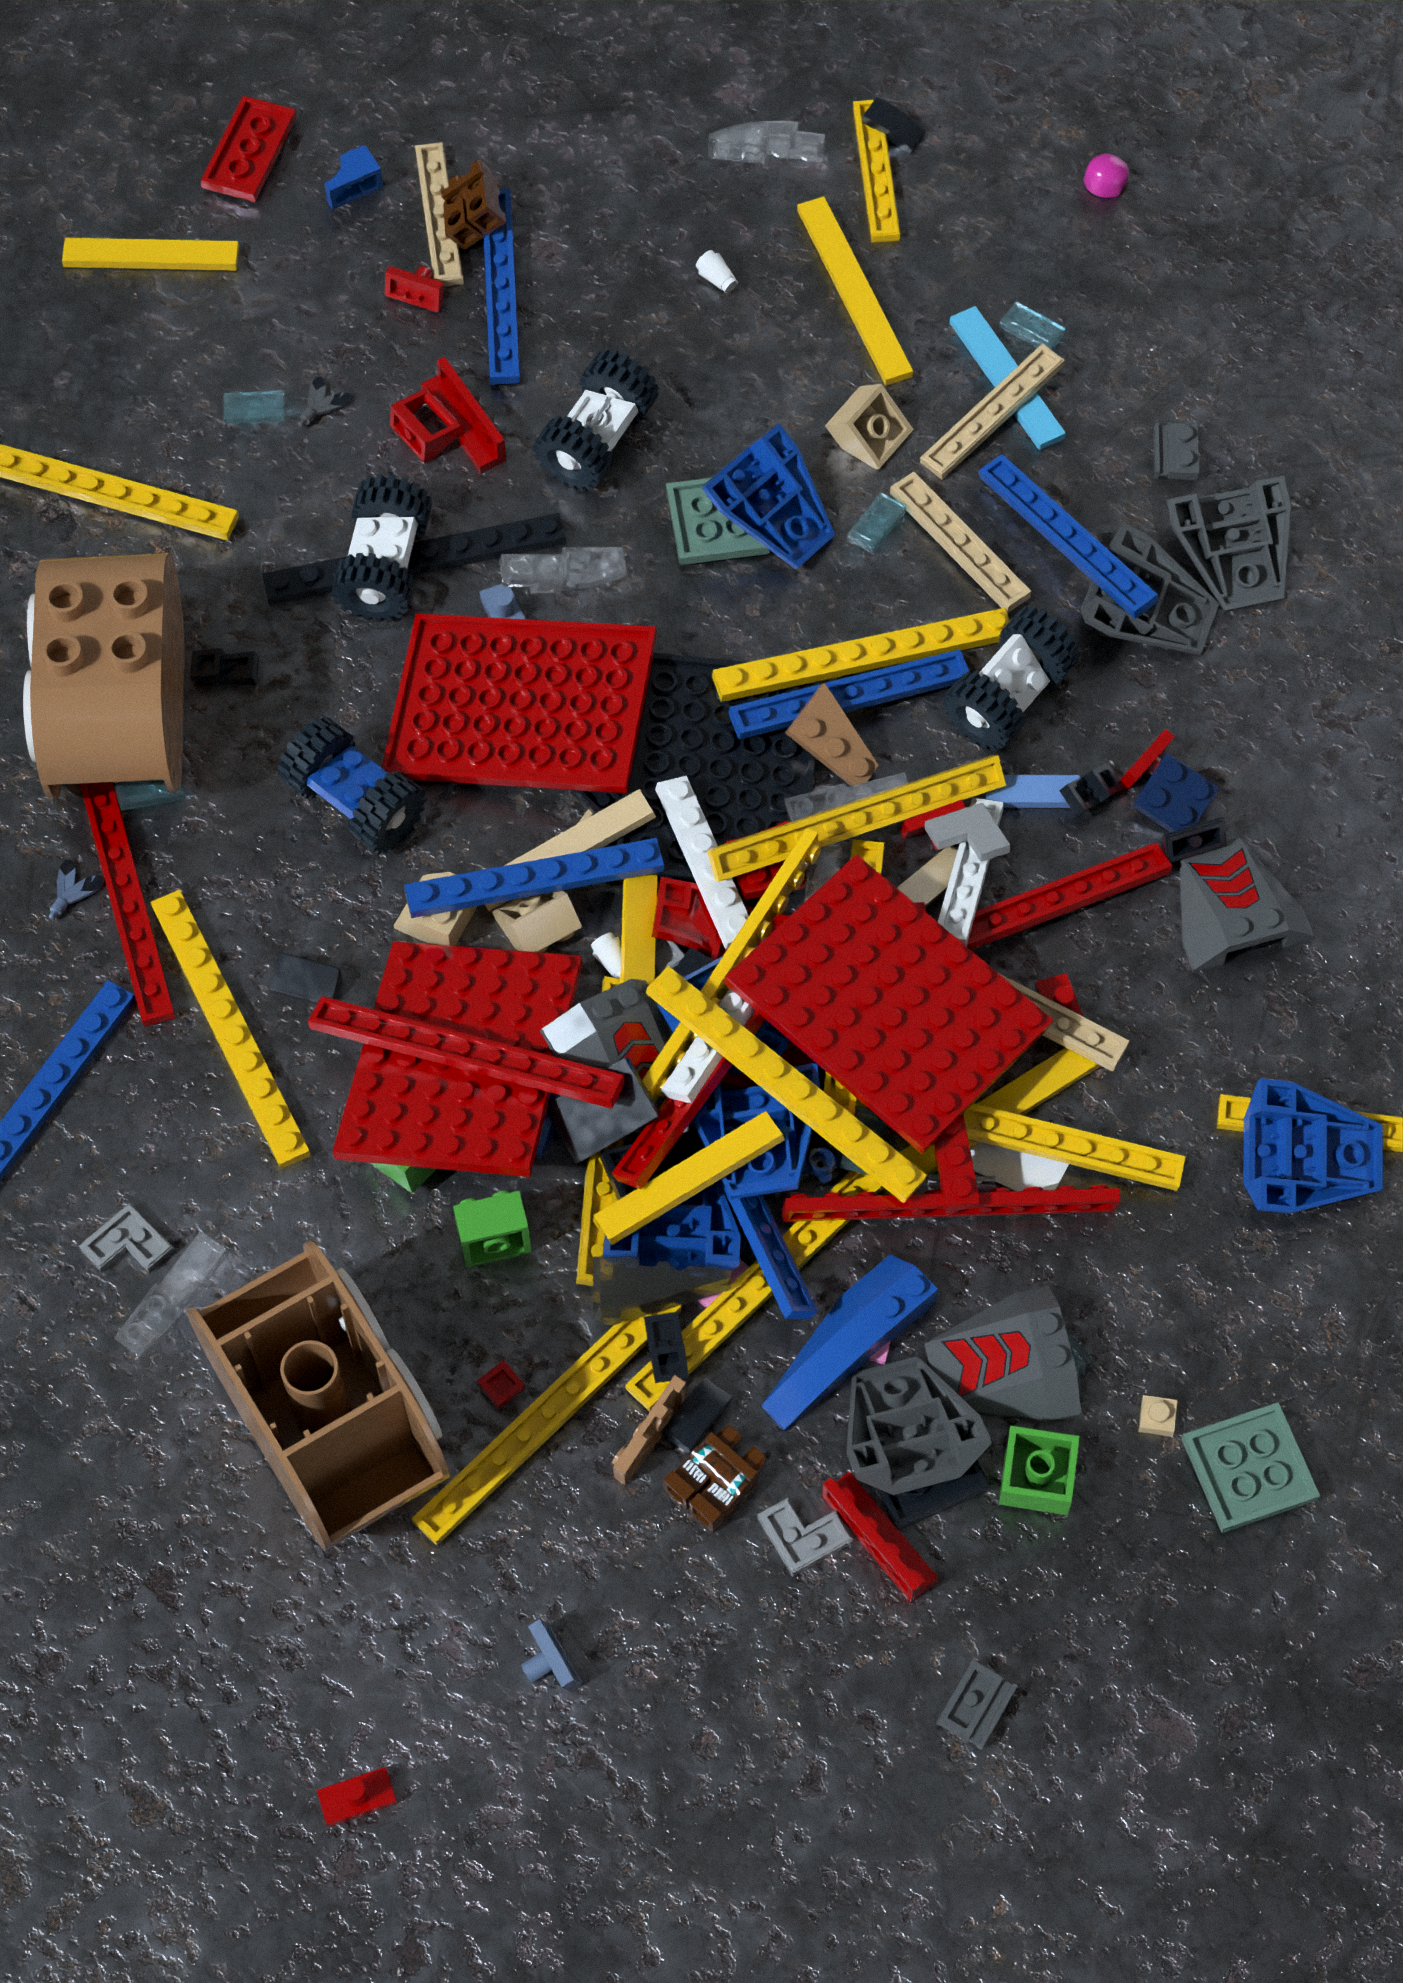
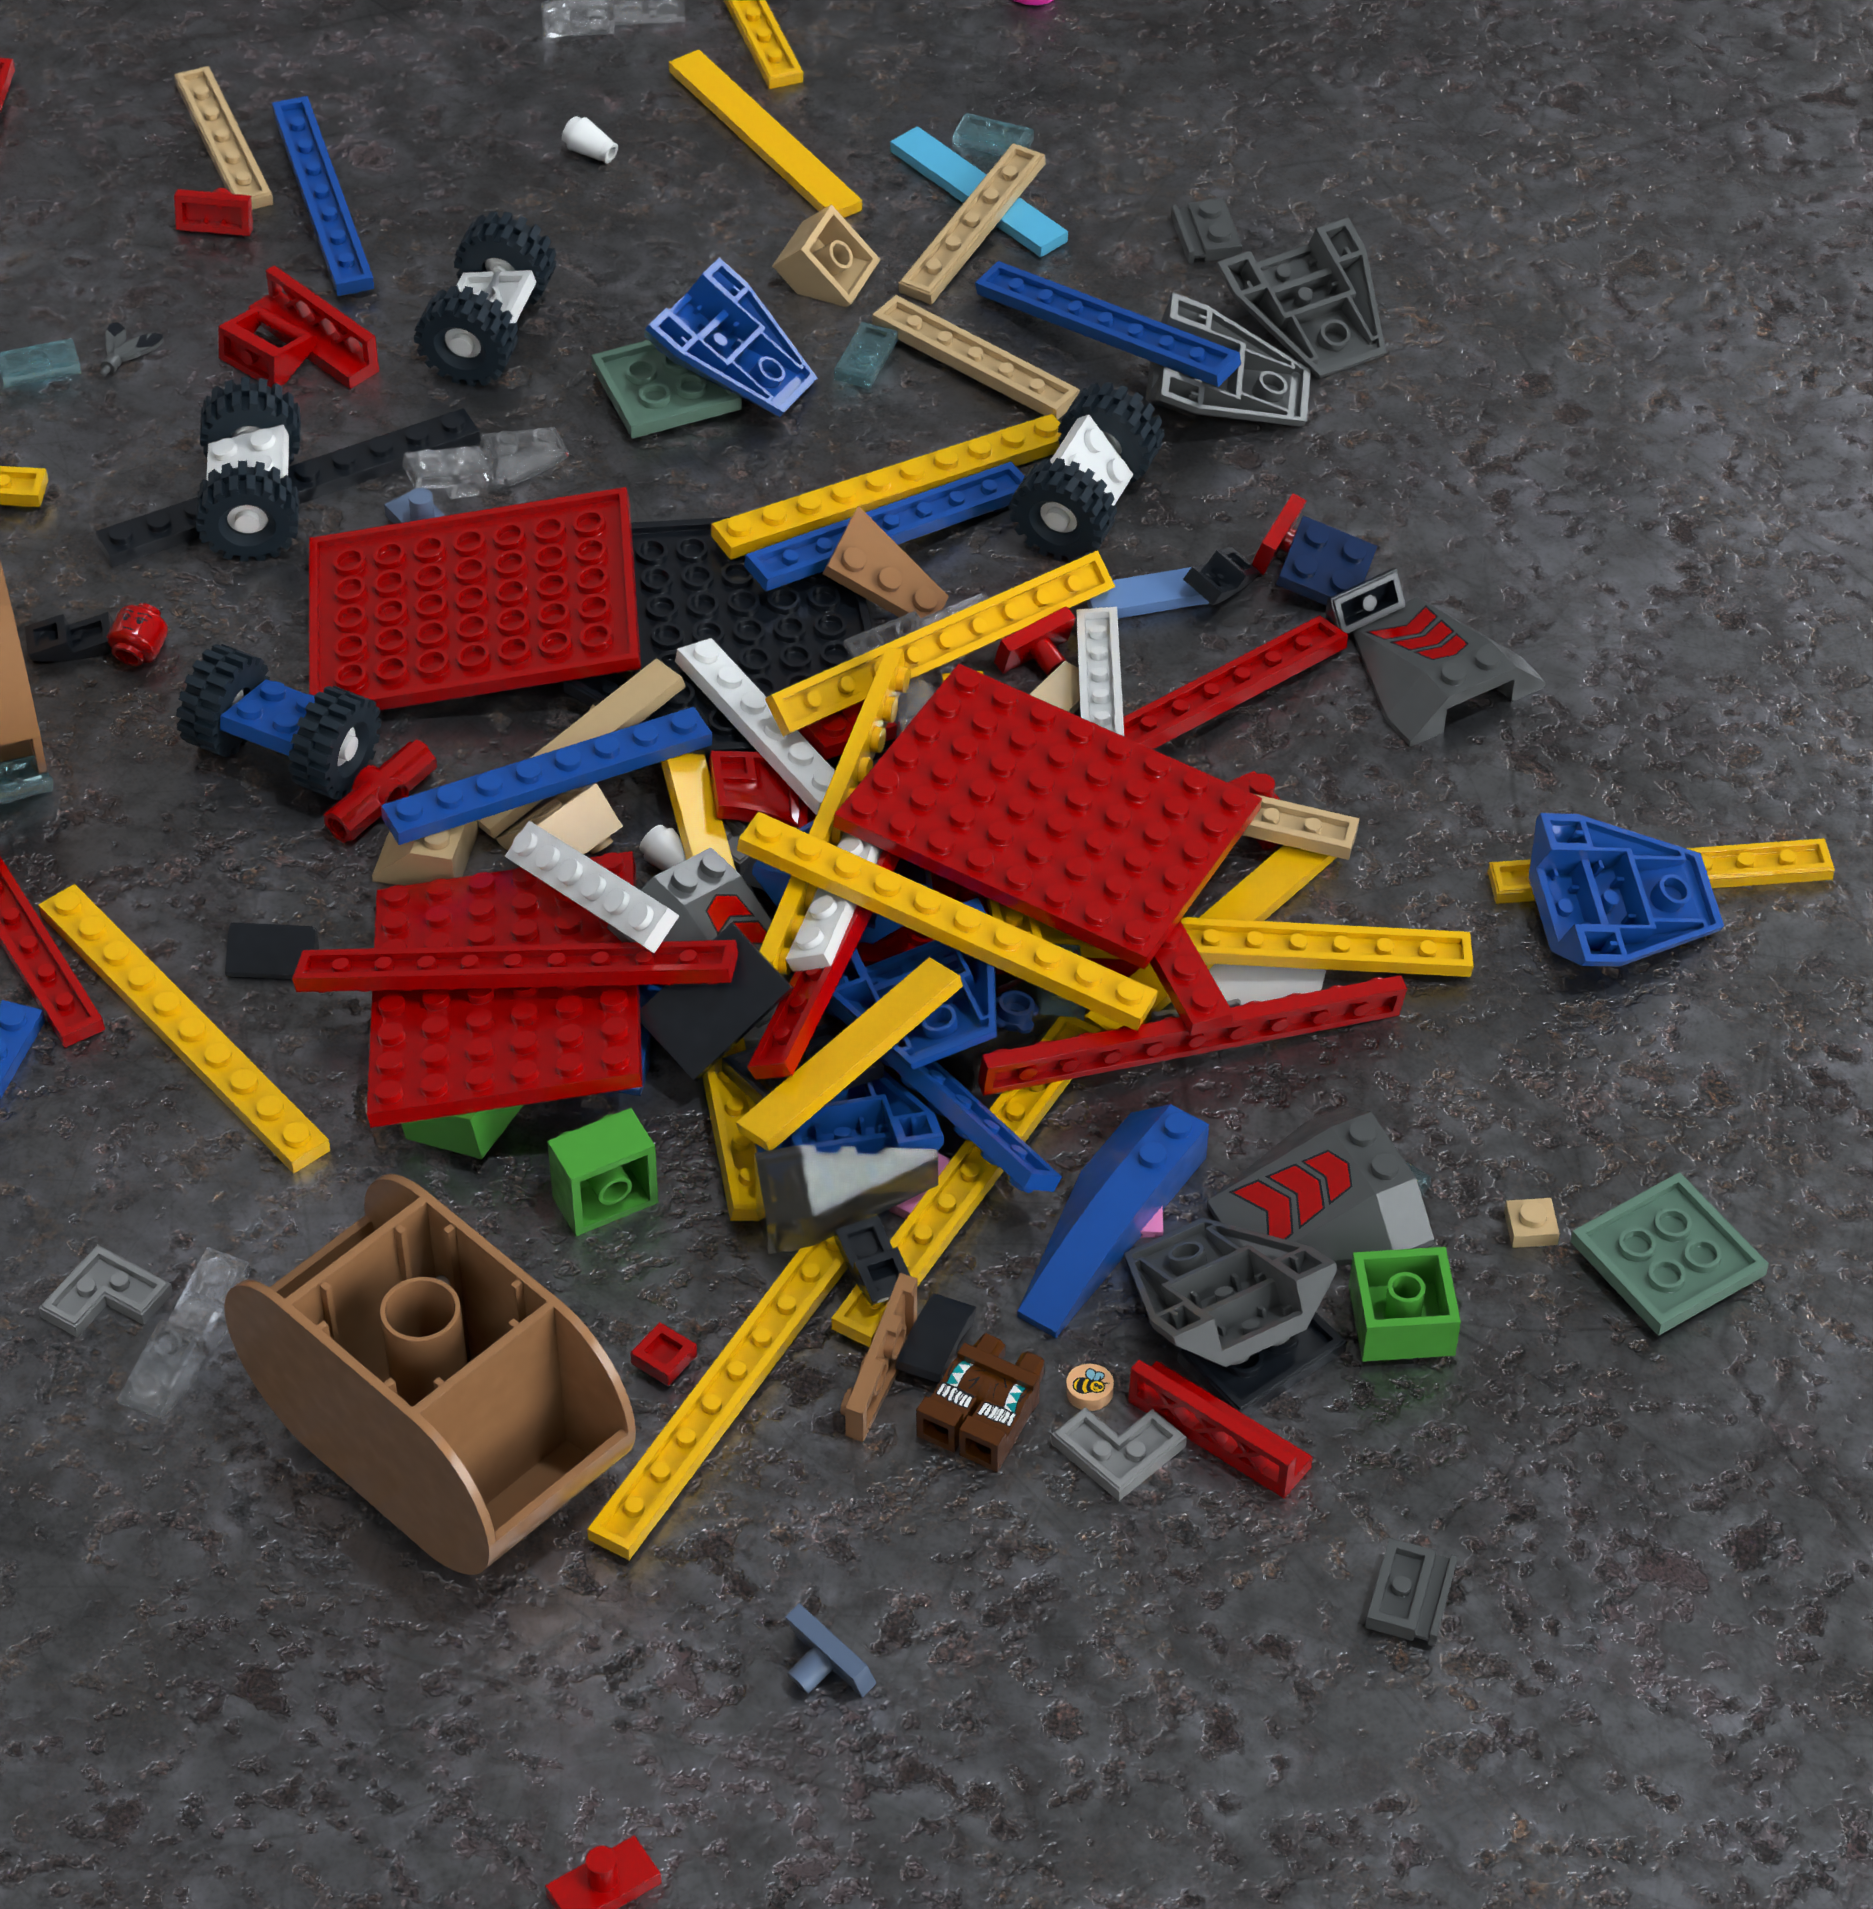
camera: 15 degrees left, 15 degrees down
(271, 676) = (137, 634): none -> red head
(356, 177) = (108, 115): blue arch -> none
(415, 854) = (377, 787): none -> red piece
(472, 205) = (261, 111): reddish brown hips -> none
(535, 996) = (592, 886): none -> white plate
(796, 1480) = (1089, 1387): none -> light nougat tile
(970, 825) = (1087, 629): light grey tile -> none

